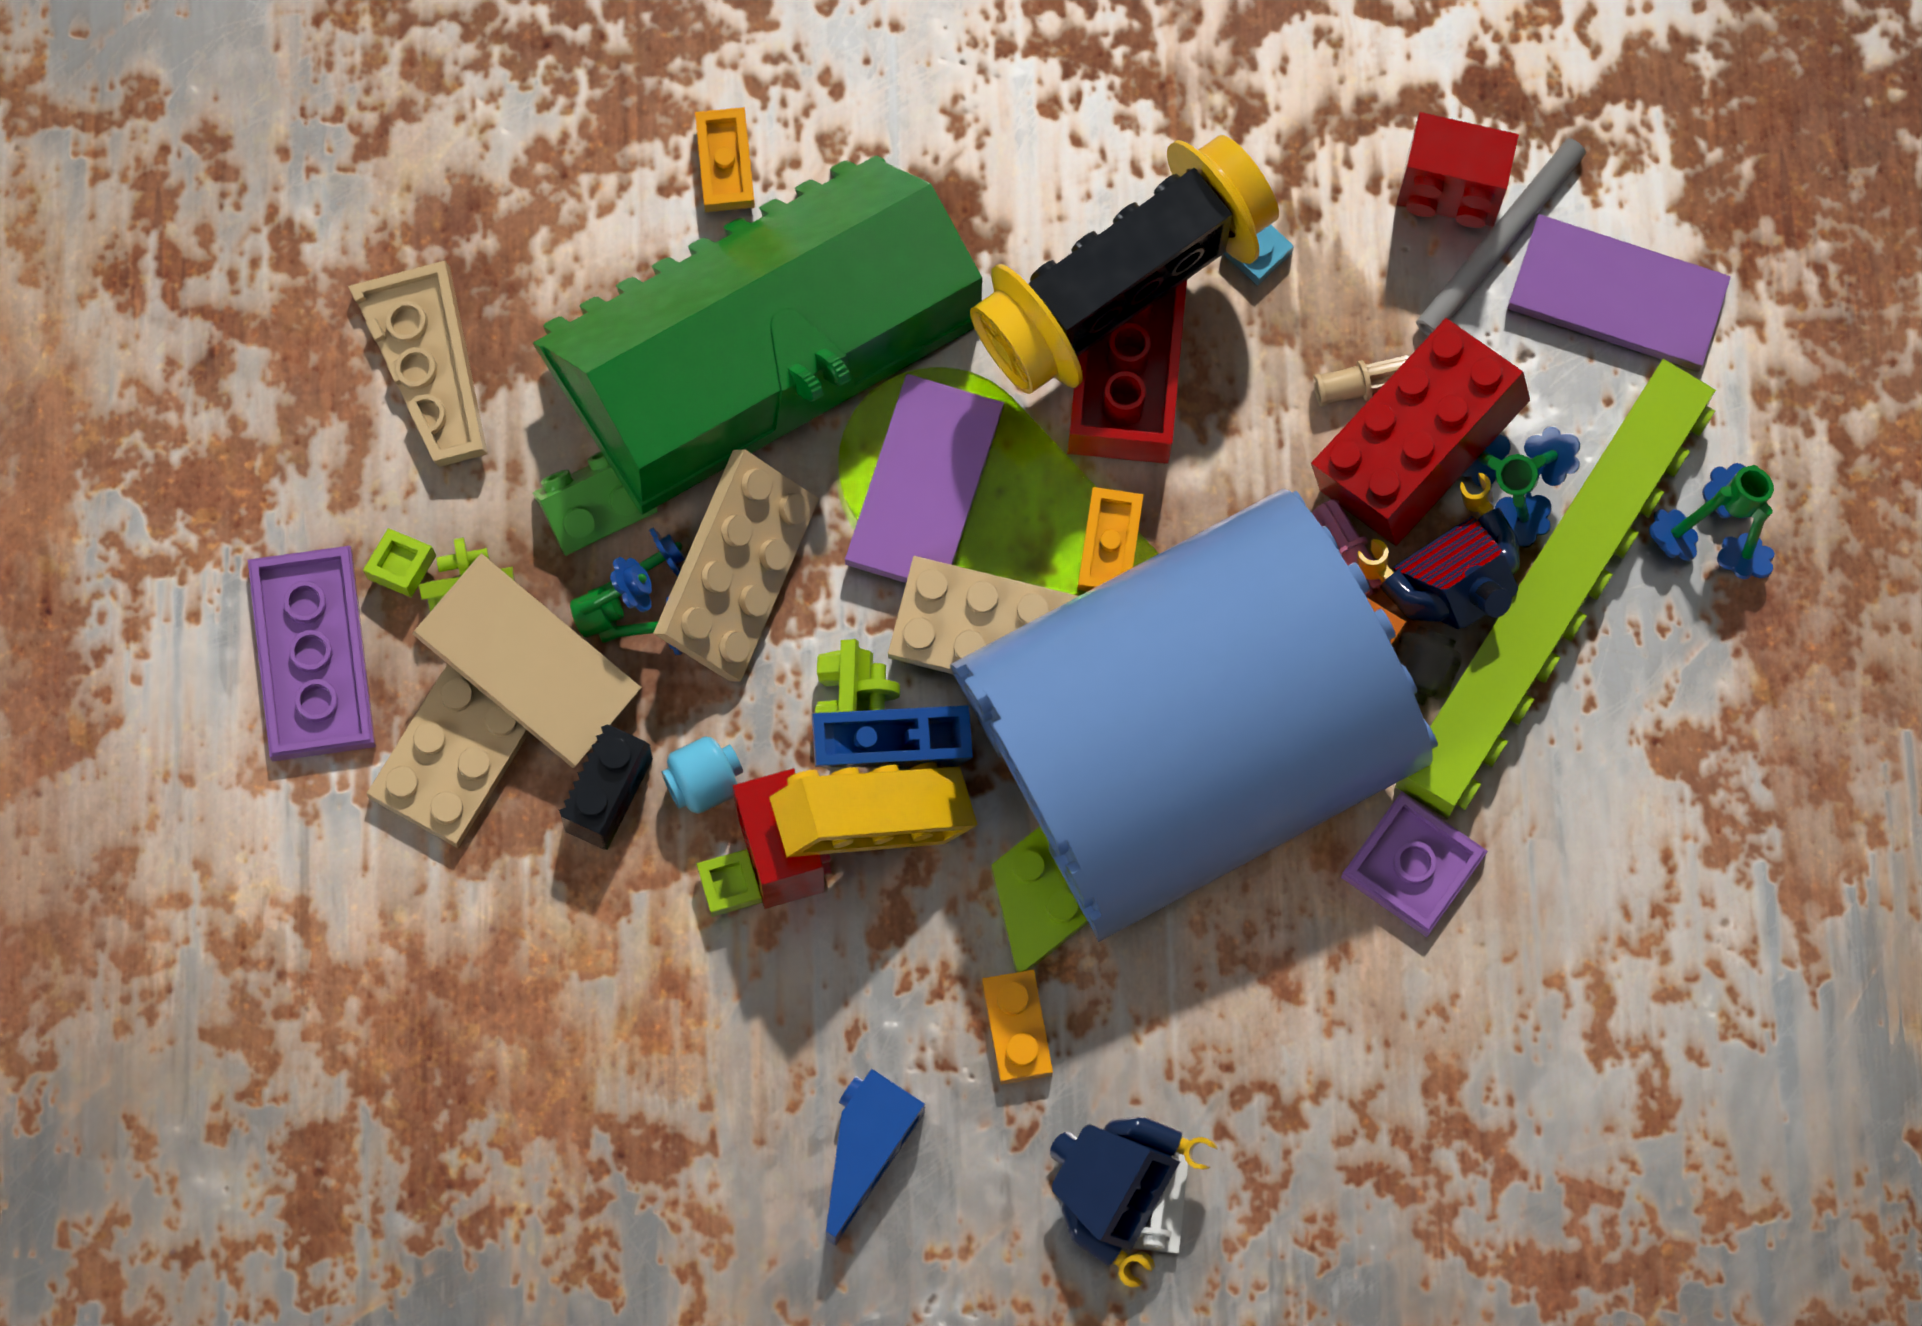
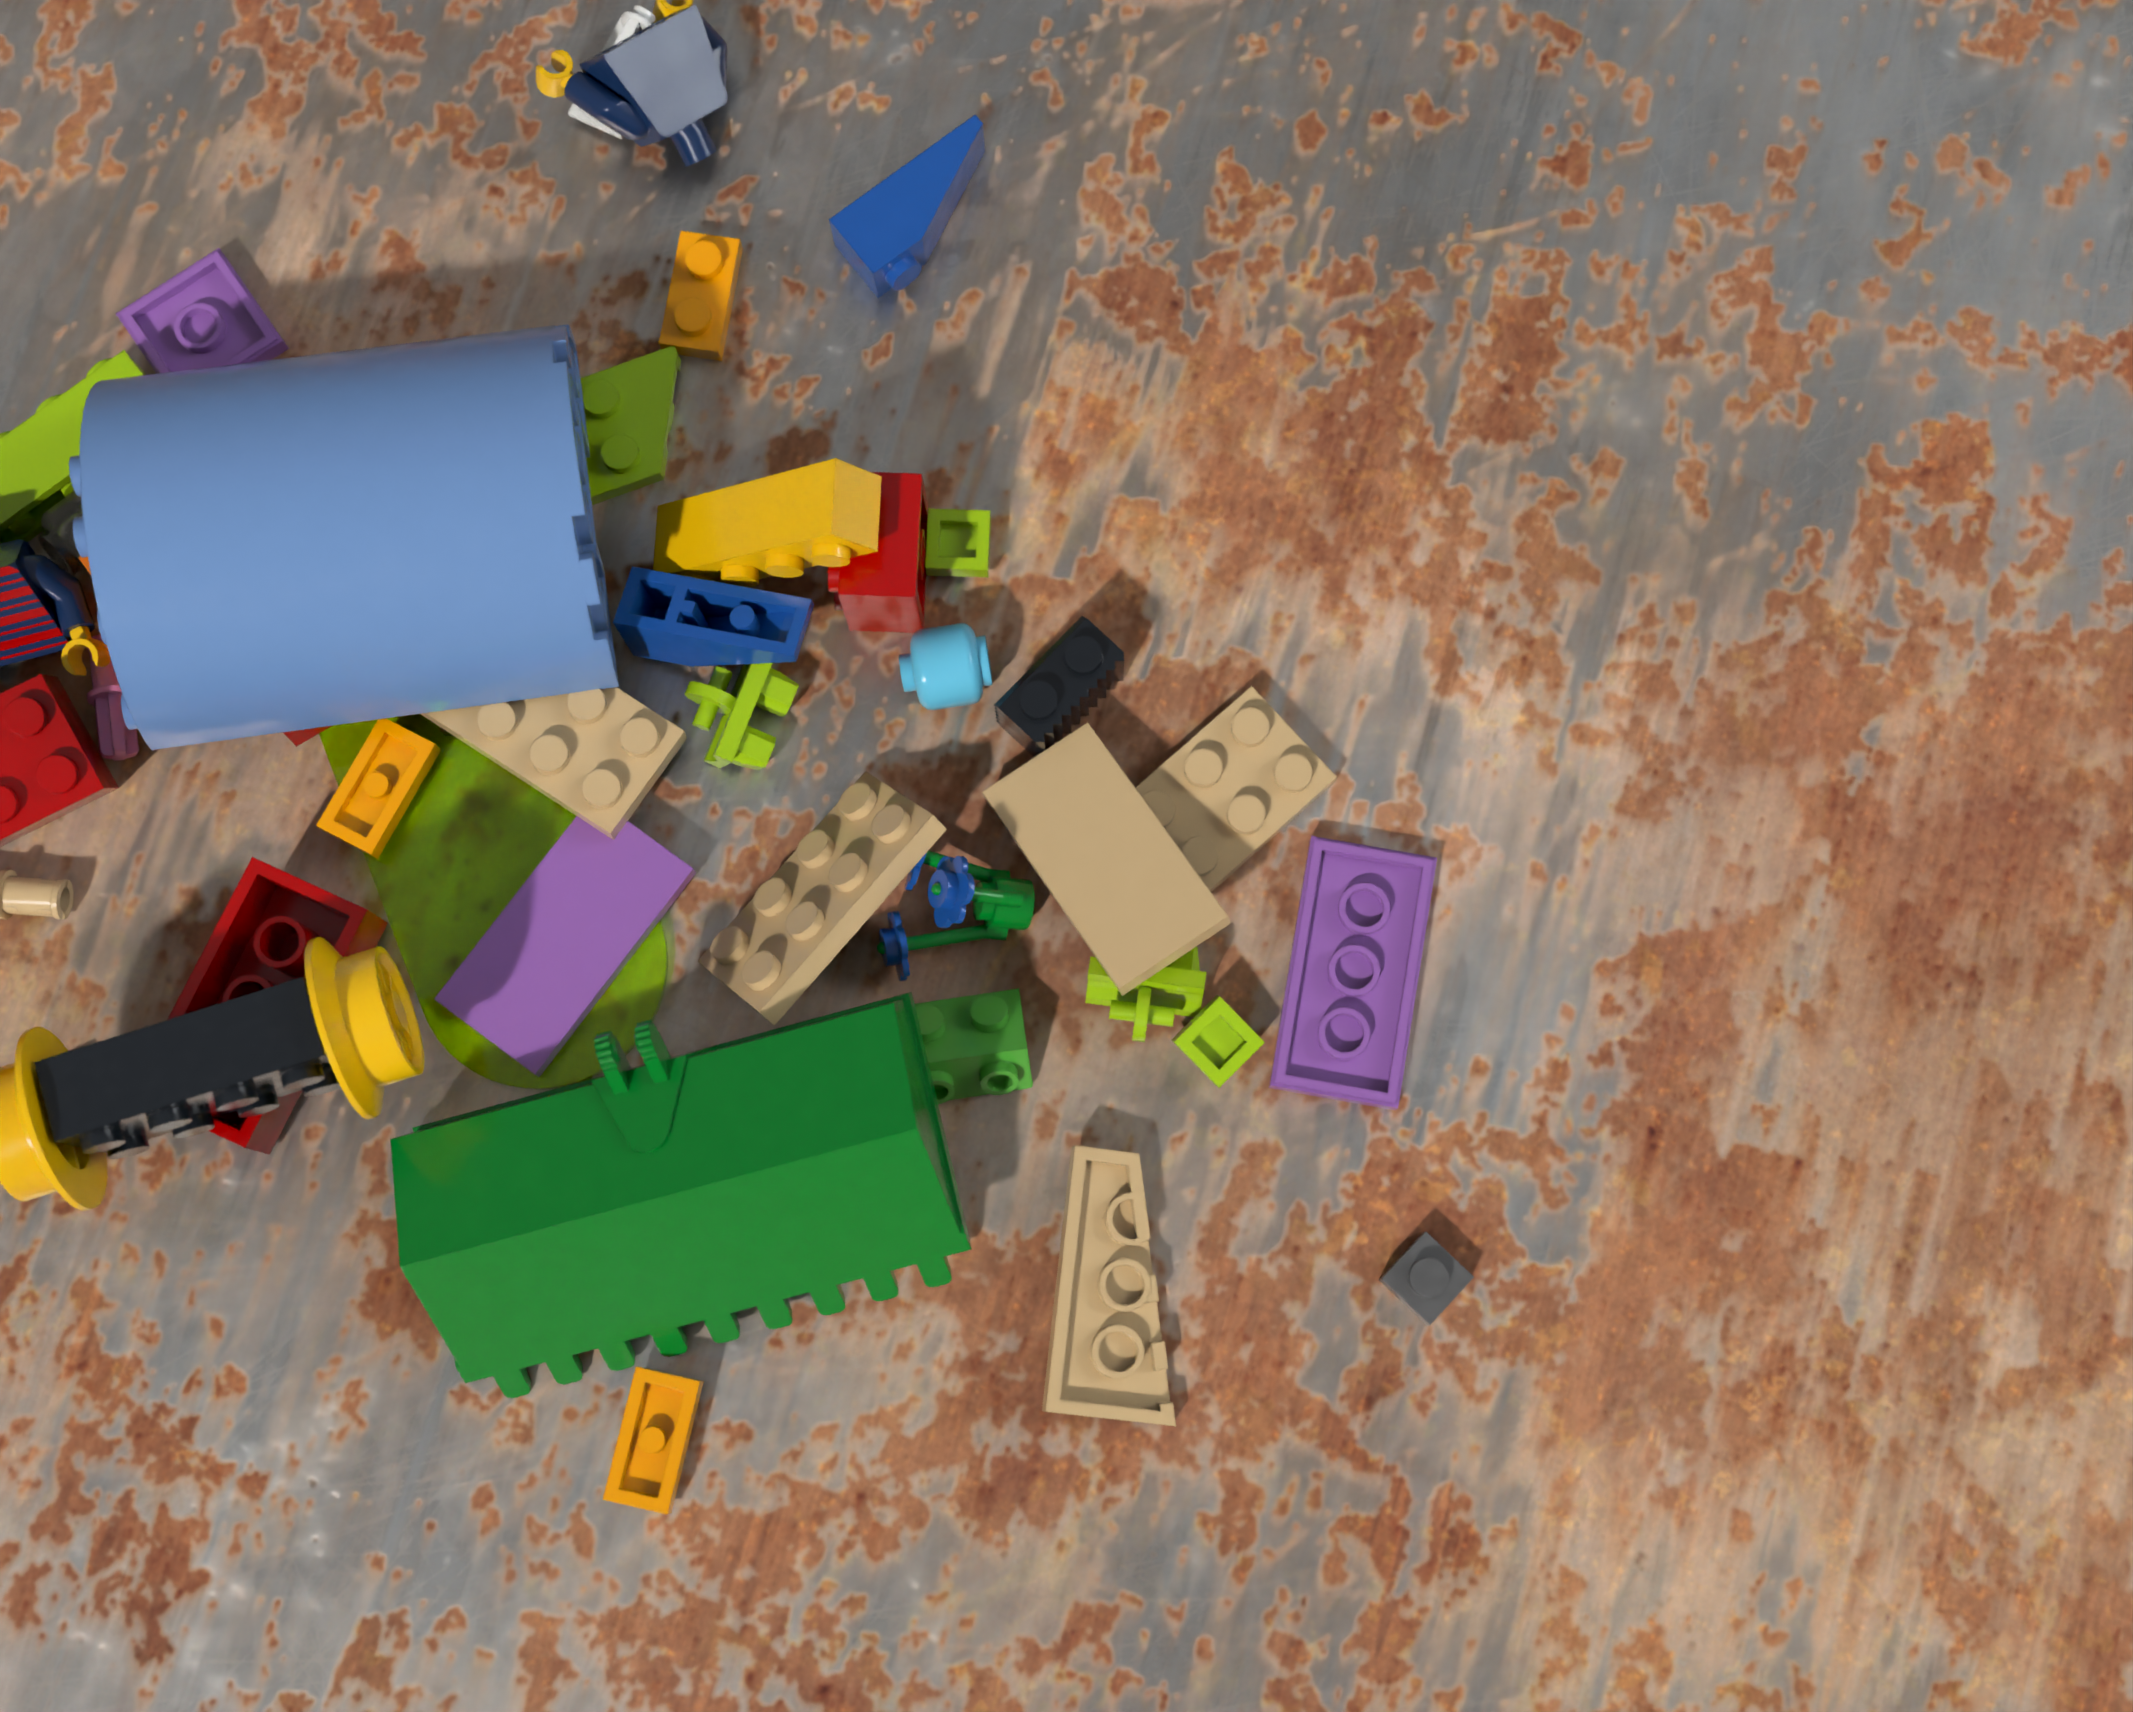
camera: 155 degrees left, 5 degrees up
(192, 448) = (1426, 1278): none -> flat silver plate

